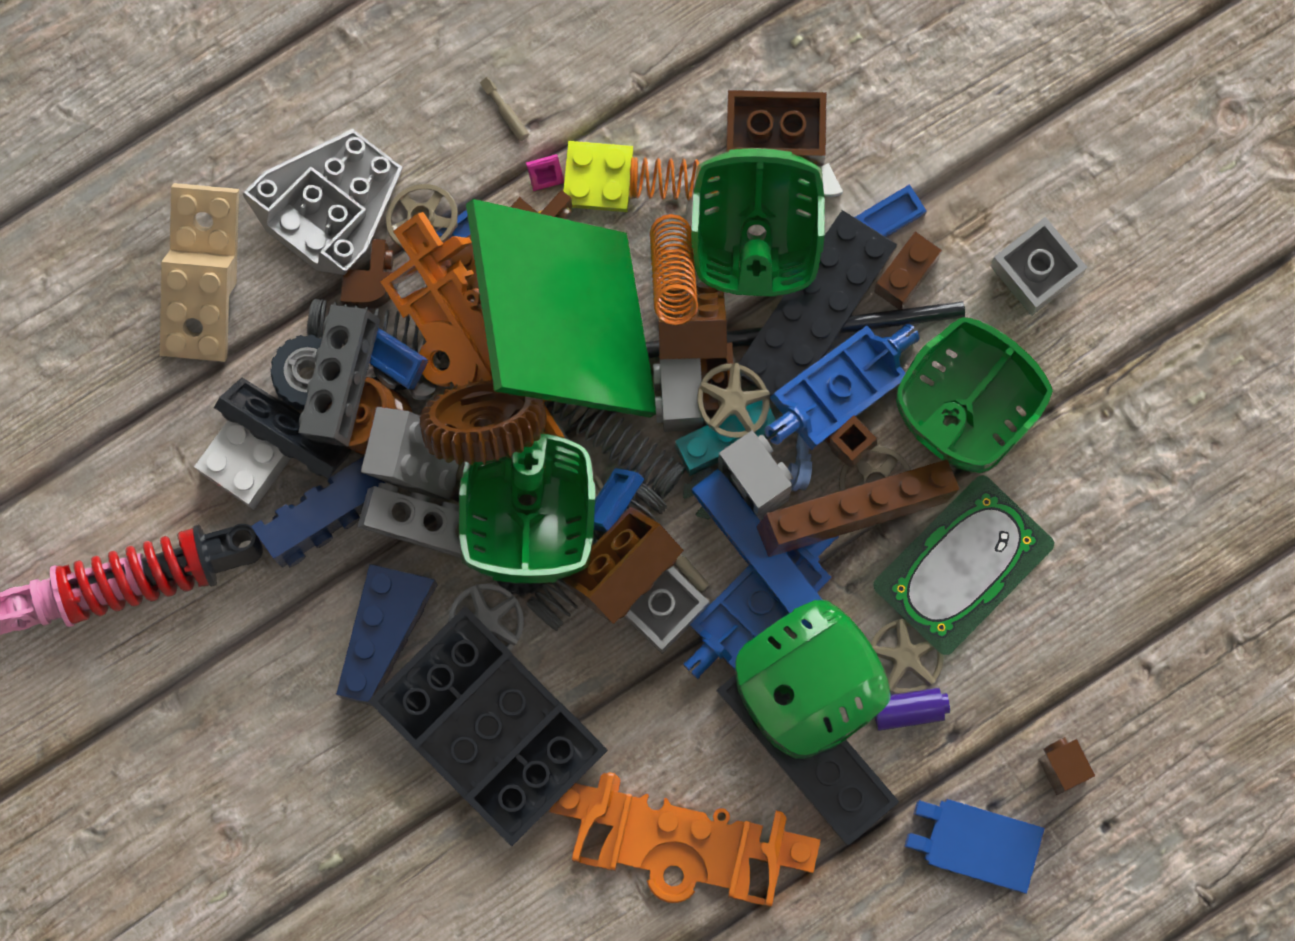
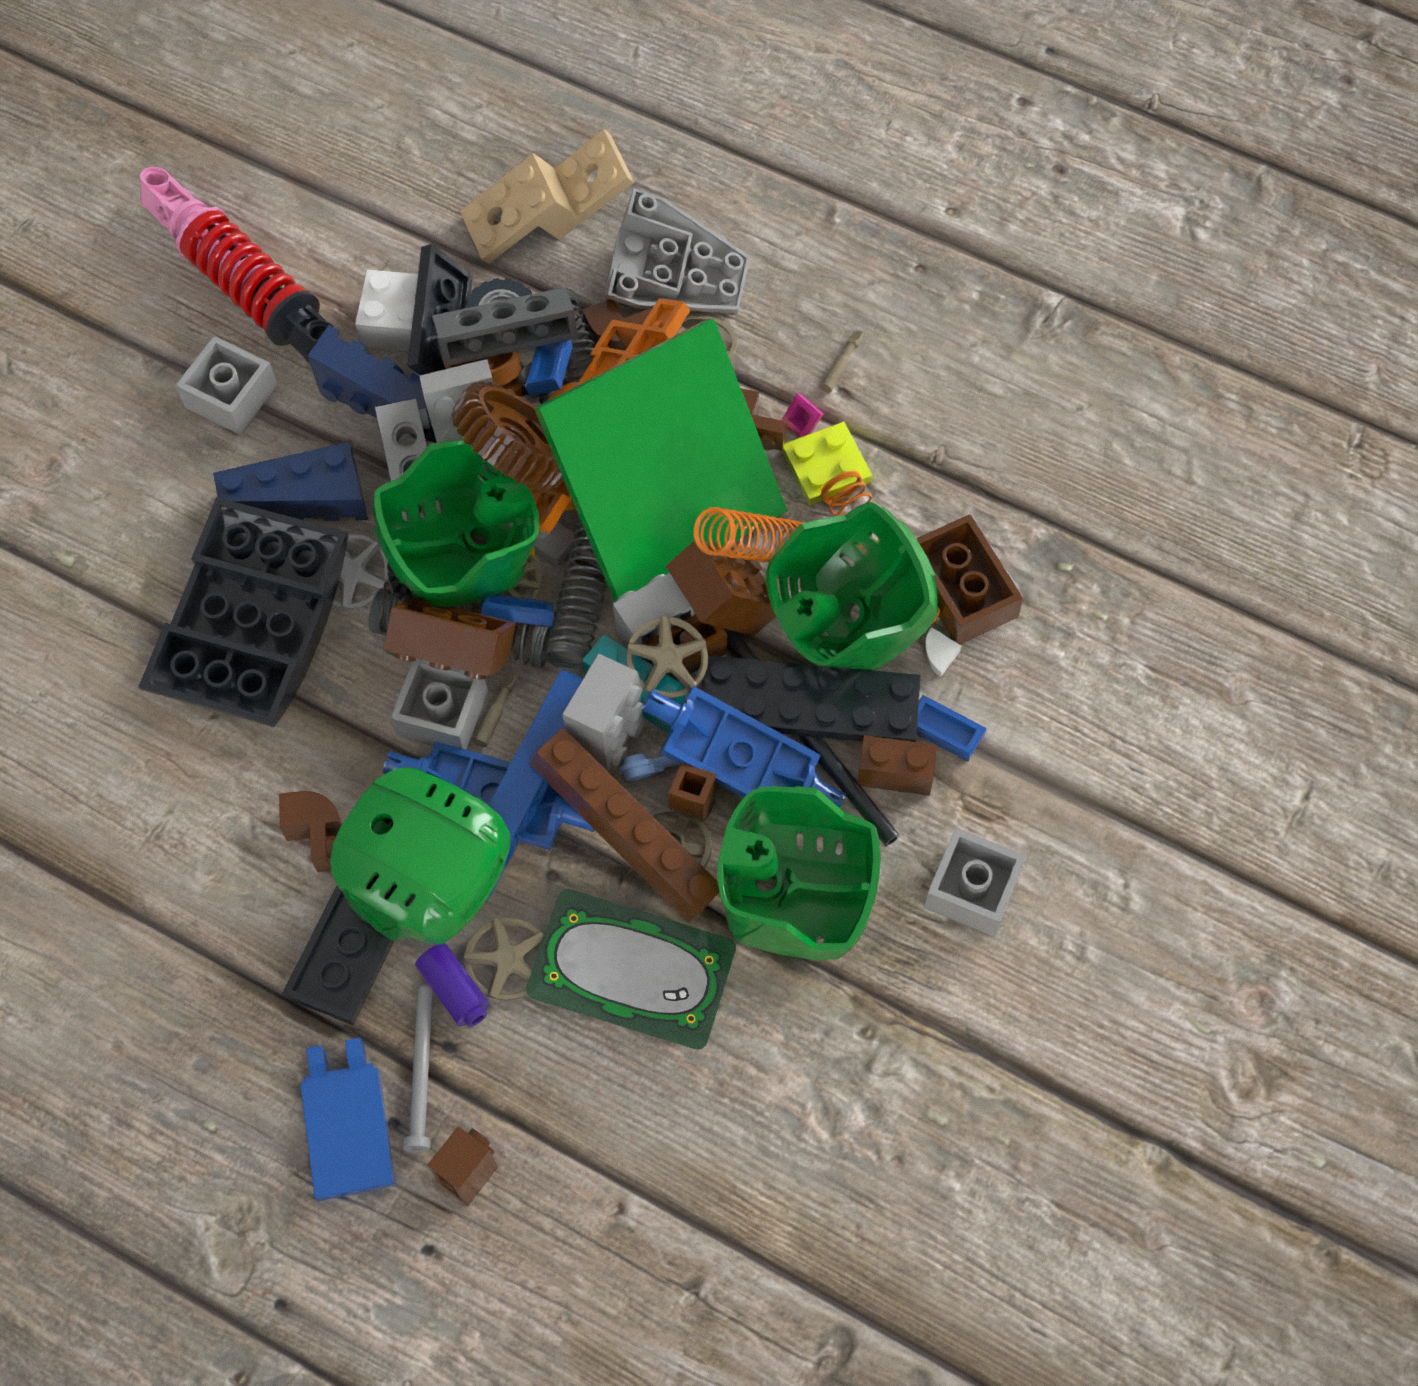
camera: 60 degrees right, 15 degrees down
(242, 644) = (227, 385): none -> light grey brick
(682, 838) = (223, 841): orange piece -> none
(704, 752) = (313, 818): none -> reddish brown brick
(963, 766) = (416, 1141): none -> light grey bar

